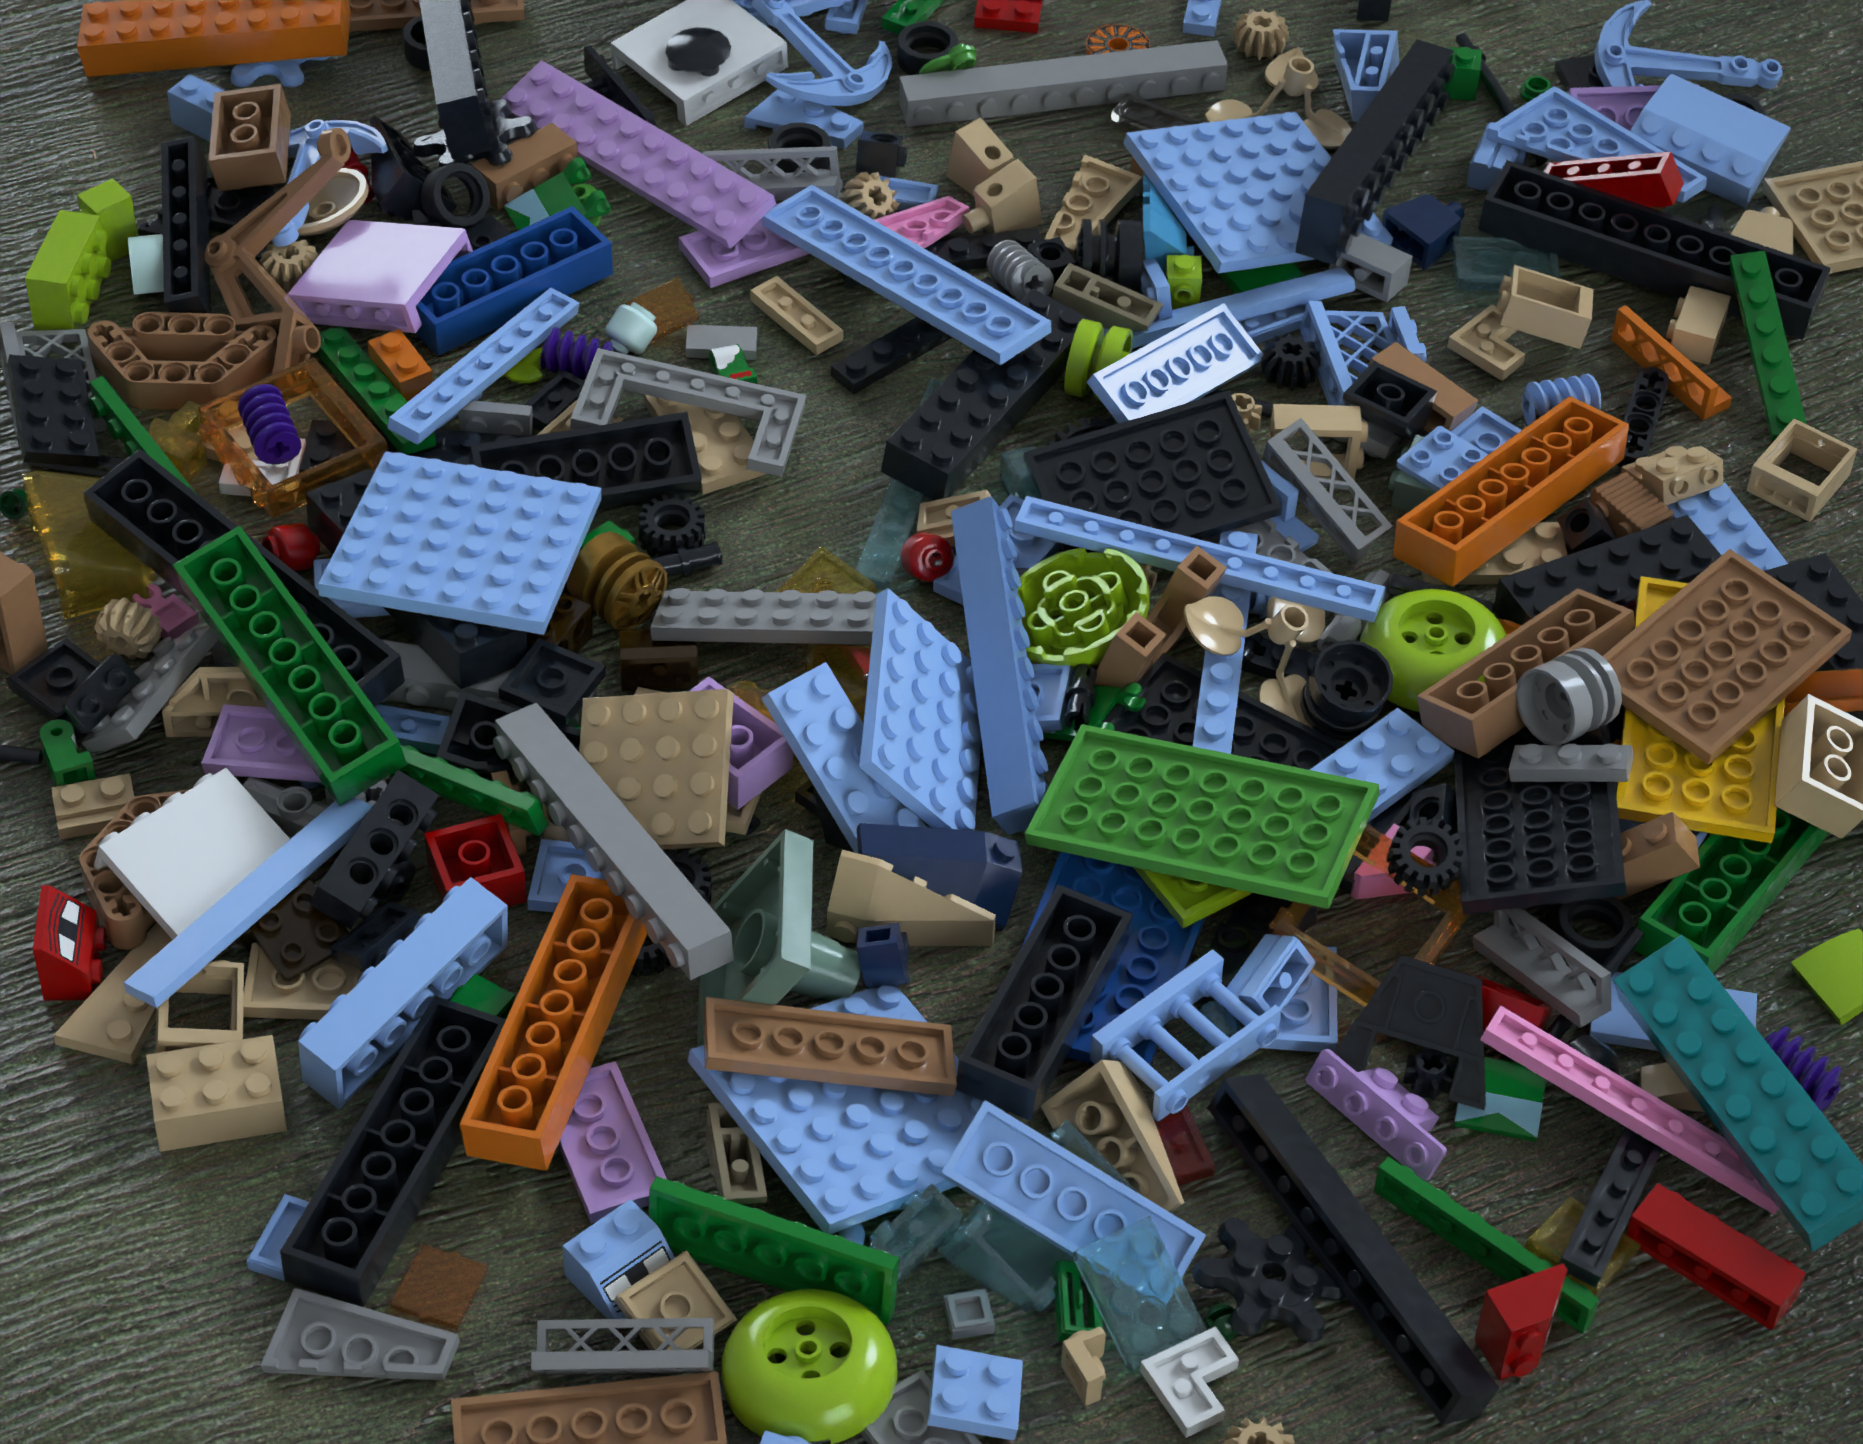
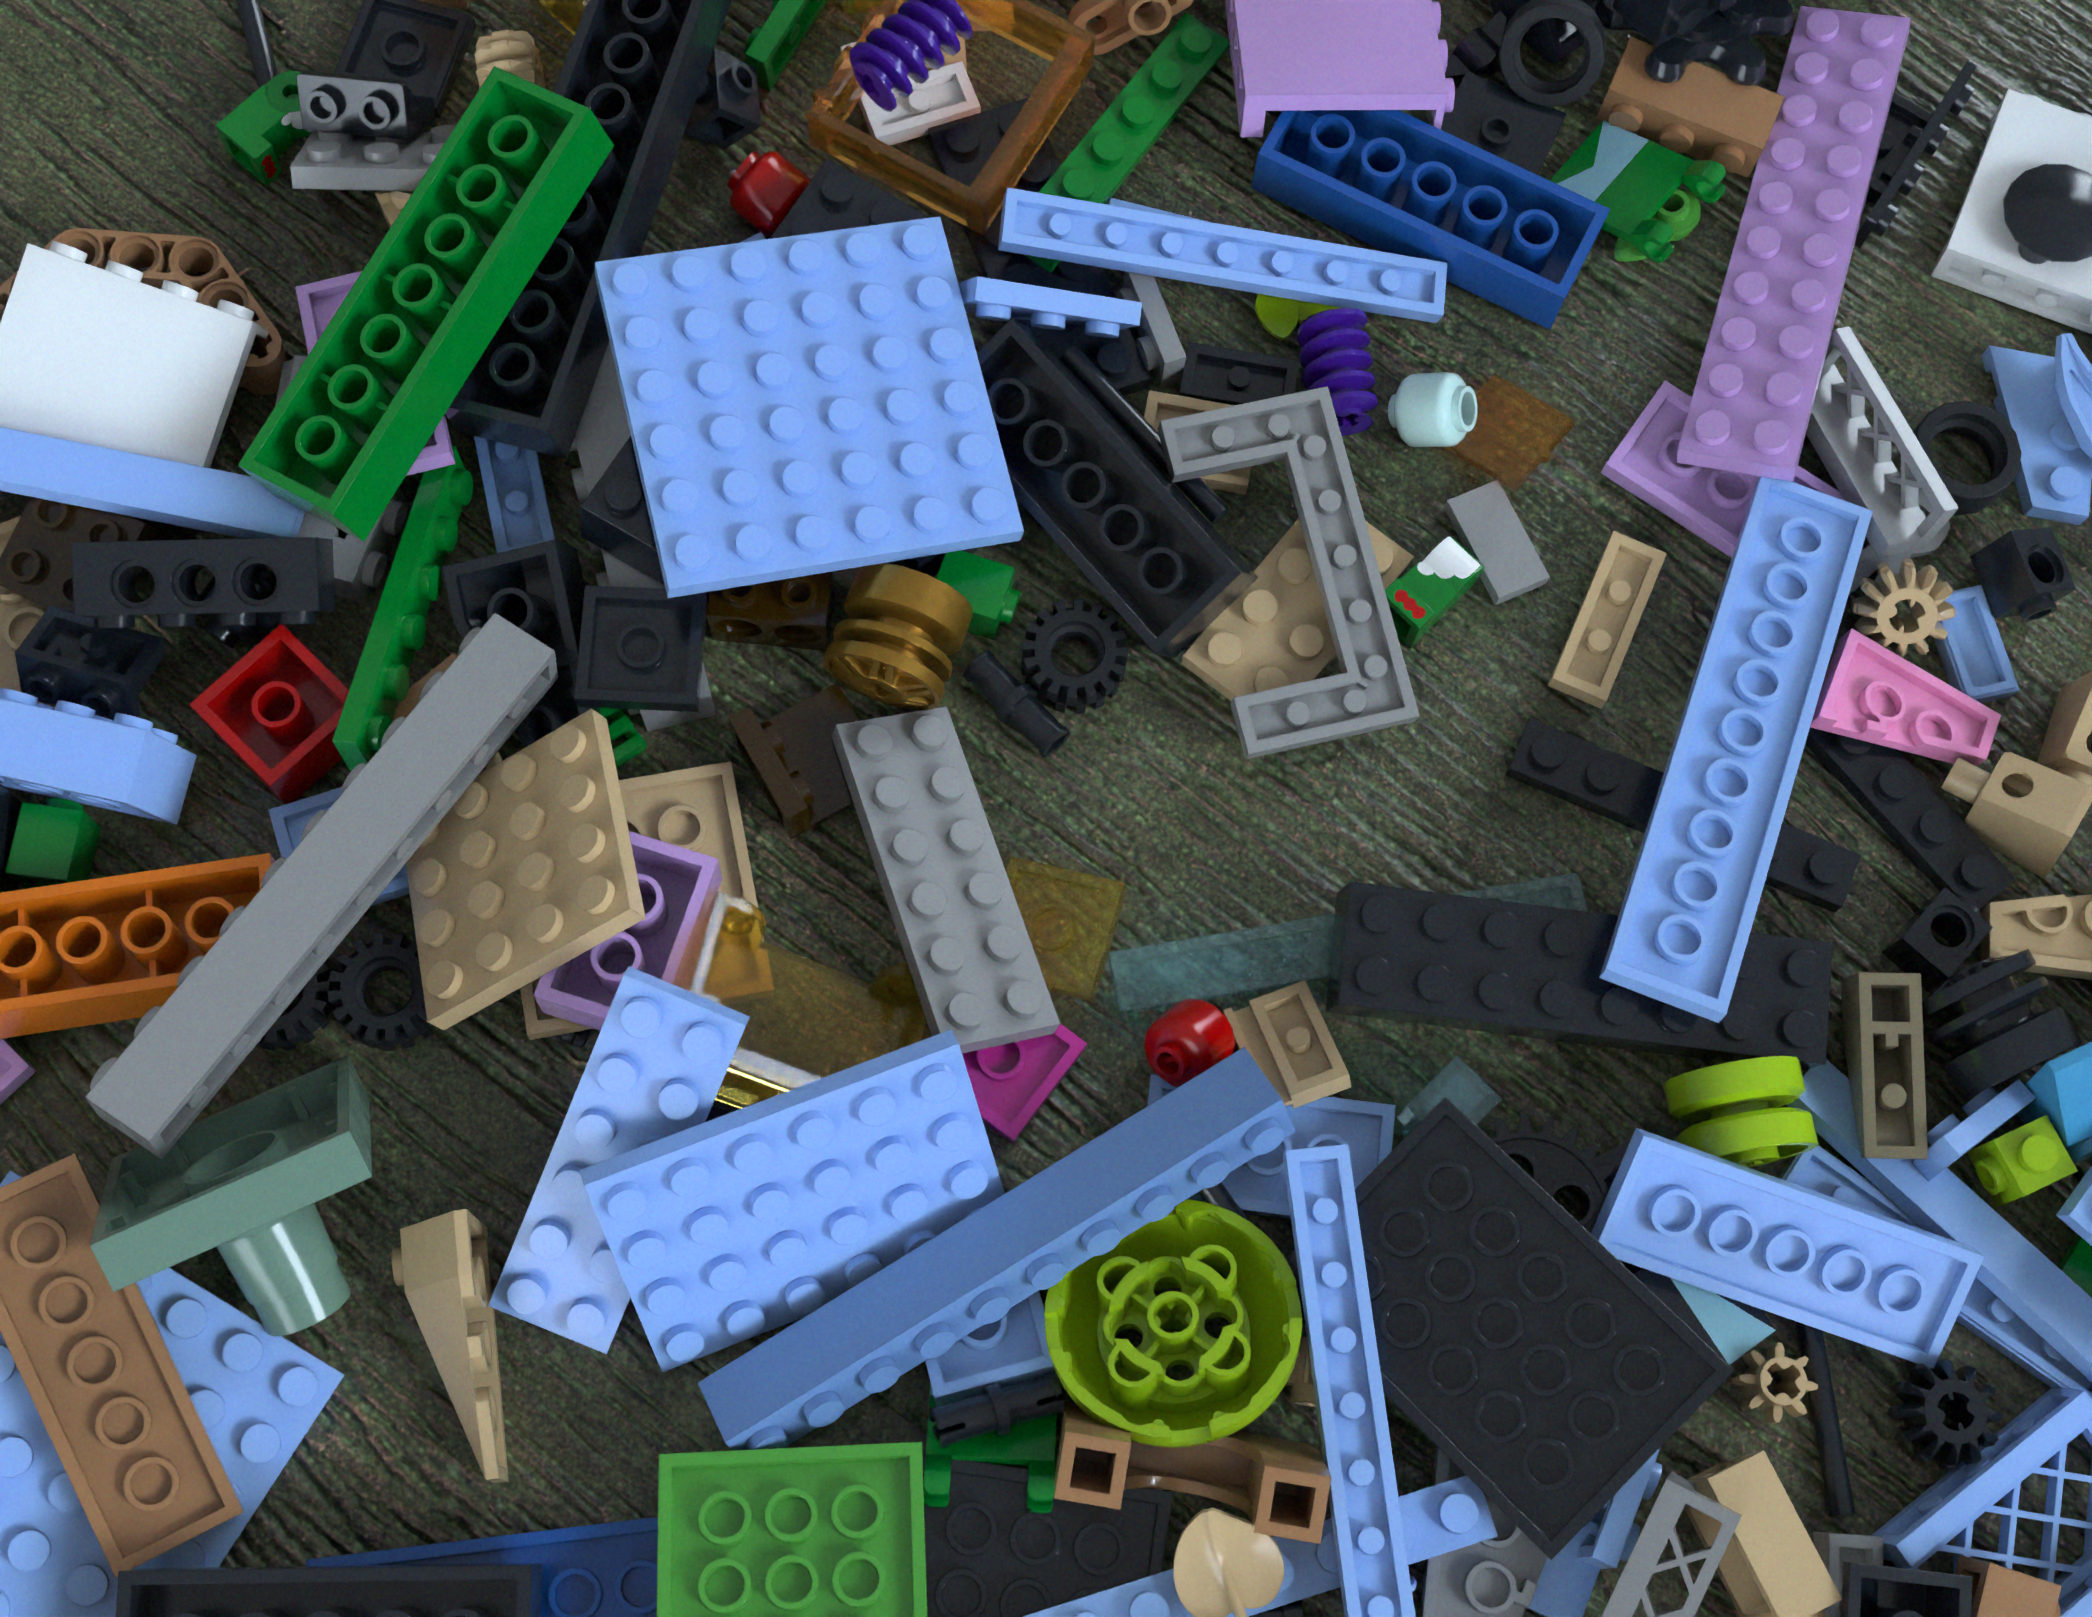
camera: 60 degrees right, 25 degrees up
(90, 804) = (219, 199): tan plate -> none
(400, 363) = (1178, 153): orange brick -> none
(474, 431) = (1048, 306): none -> light blue wing
(883, 955) = (352, 1351): dark blue brick -> none
(952, 861) = (551, 1373): dark blue wedge -> none
(1018, 270) = (1880, 901): light grey piece -> none

